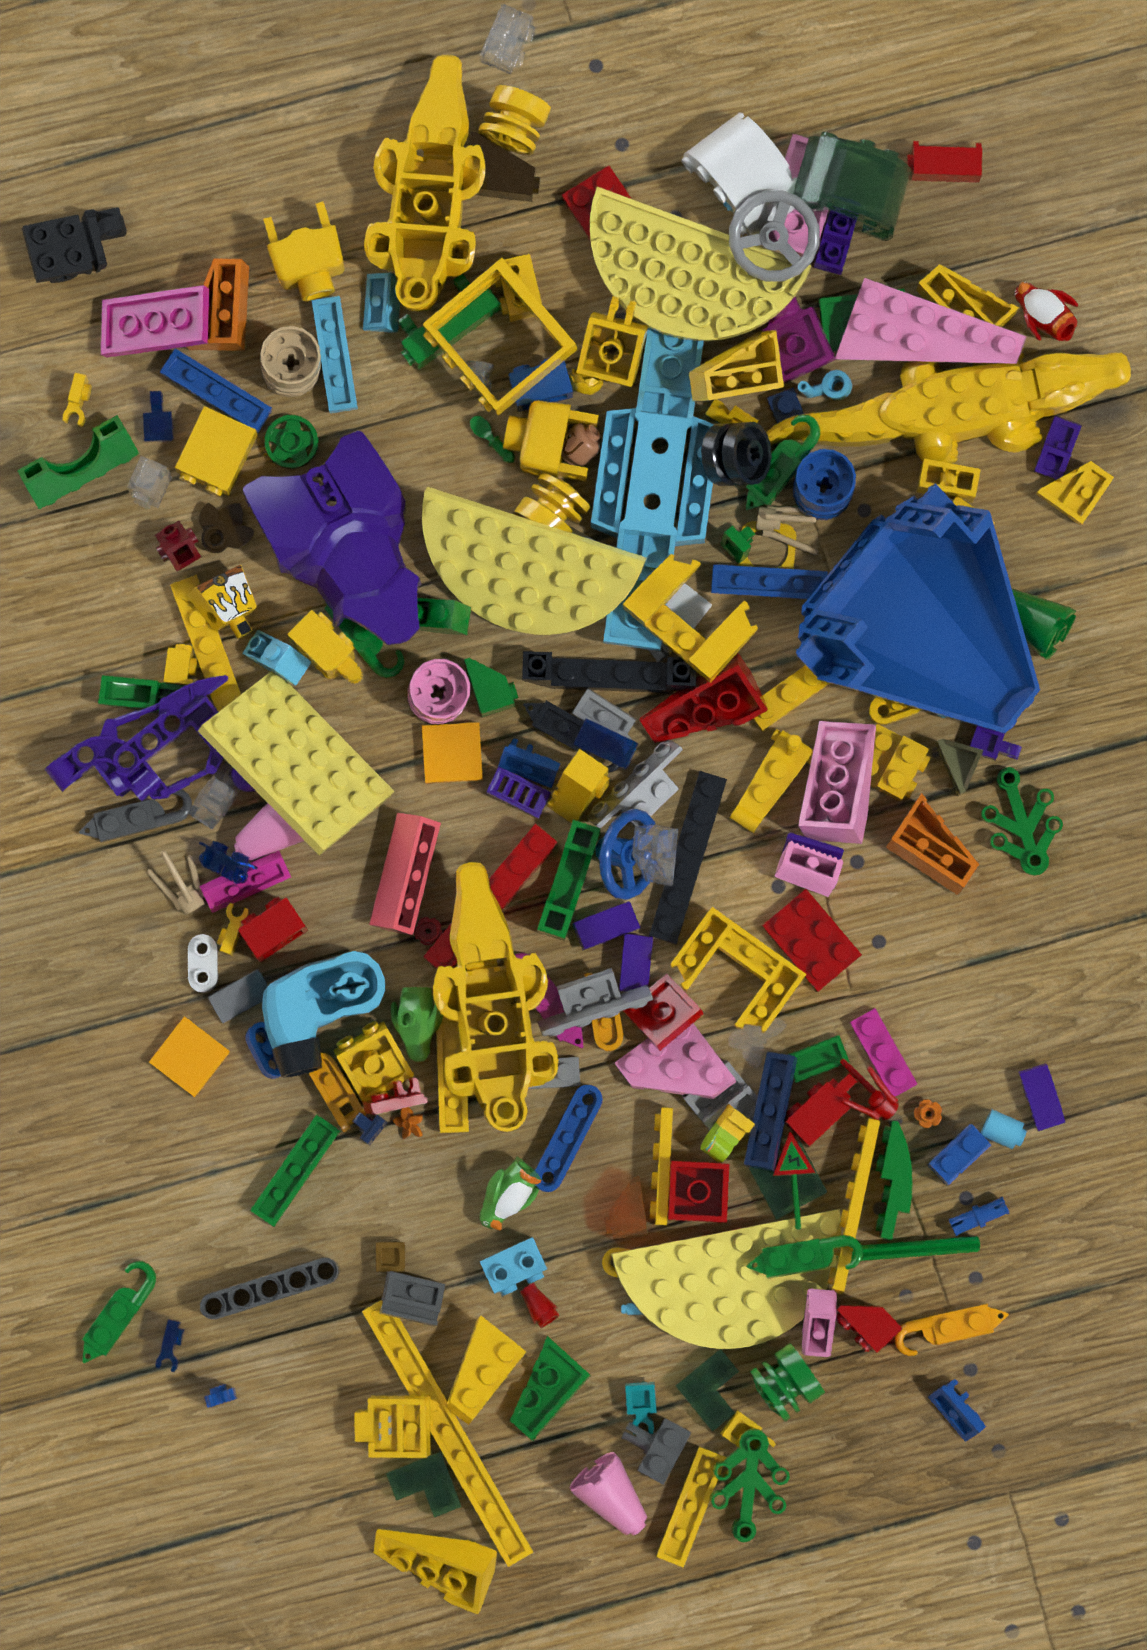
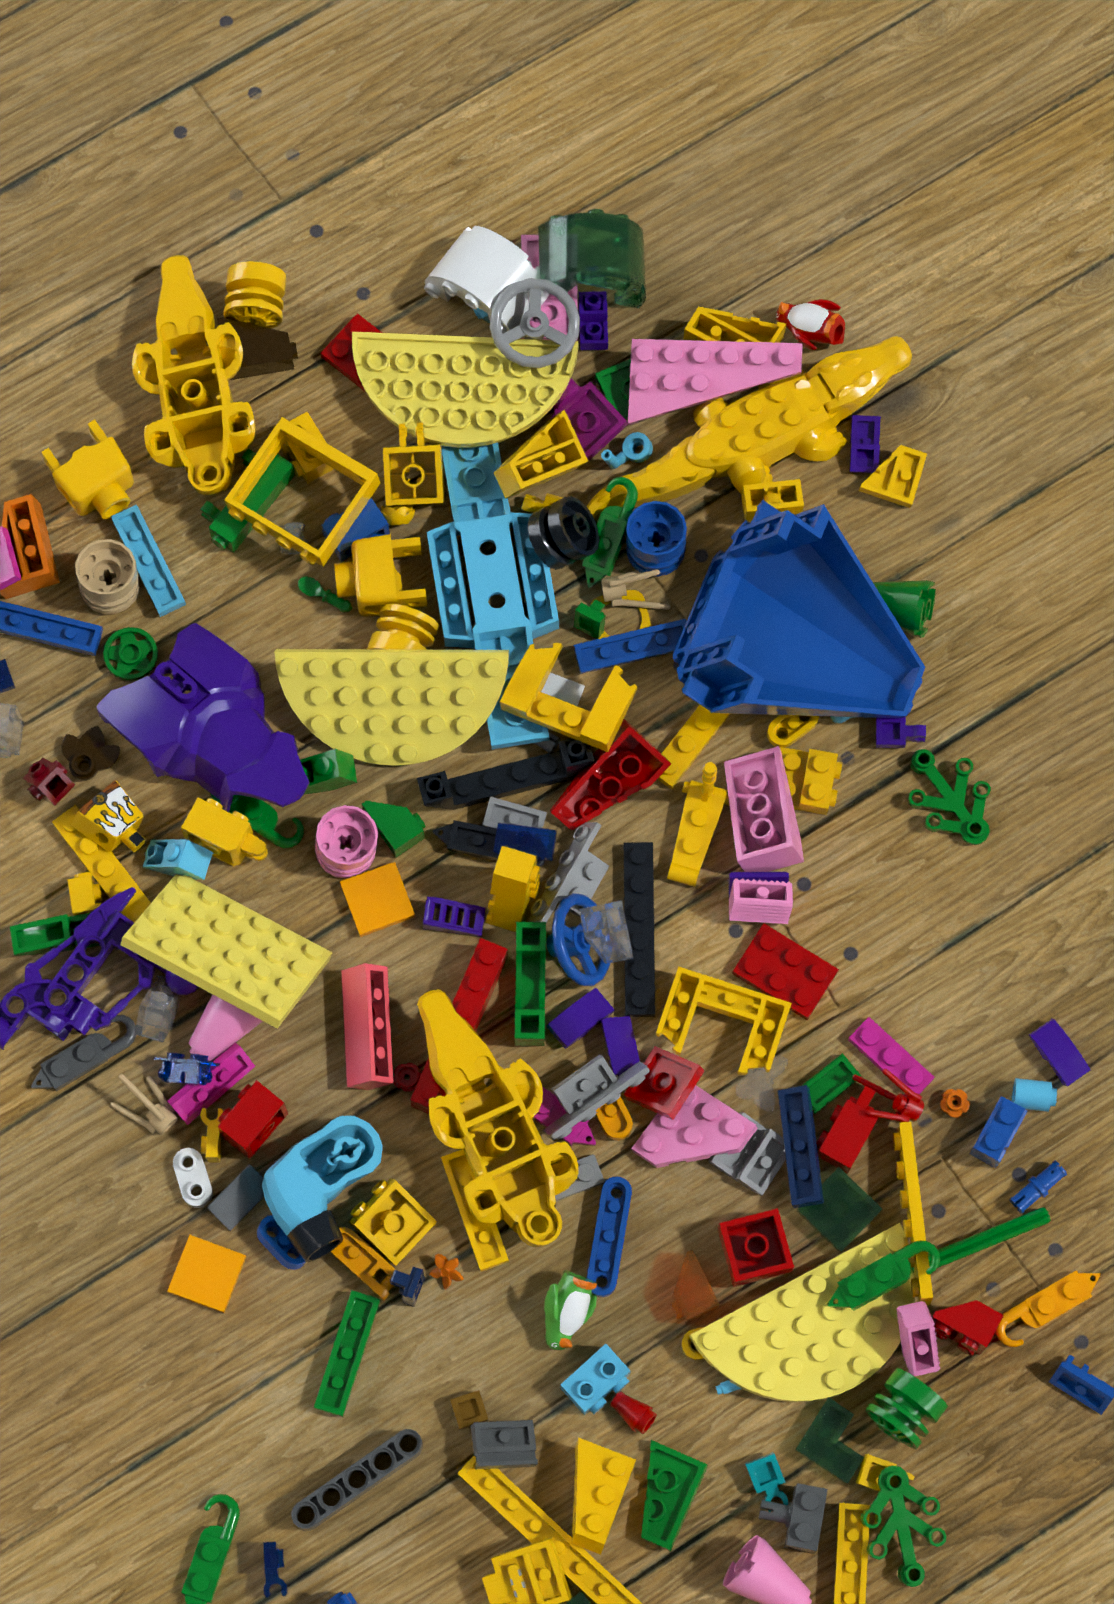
camera: 15 degrees left, 10 degrees down
(215, 452) = (60, 683): yellow brick -> none
(381, 303) = (179, 501): medium azure slope -> none
(383, 1103) = (432, 1247): plate -> none
(416, 1020) = (423, 1165): bright green animal -> none
(507, 39) = (225, 229): clear brick -> none
(529, 765) = (457, 886): blue plate -> none
(581, 444) = (412, 570): nougat head -> none
(660, 1179) = (714, 1246): yellow plate -> none
(726, 1134) = (764, 1181): leg -> none
(784, 405) = (592, 480): dark blue plate -> none
(793, 1162) = (839, 1190): piece -> none
(897, 1168) = (942, 1165): green slope -> none
(932, 848) = (873, 846): orange wedge -> none
(945, 163) = (674, 220): red brick -> none
(959, 762) = (870, 757): olive slope -> none

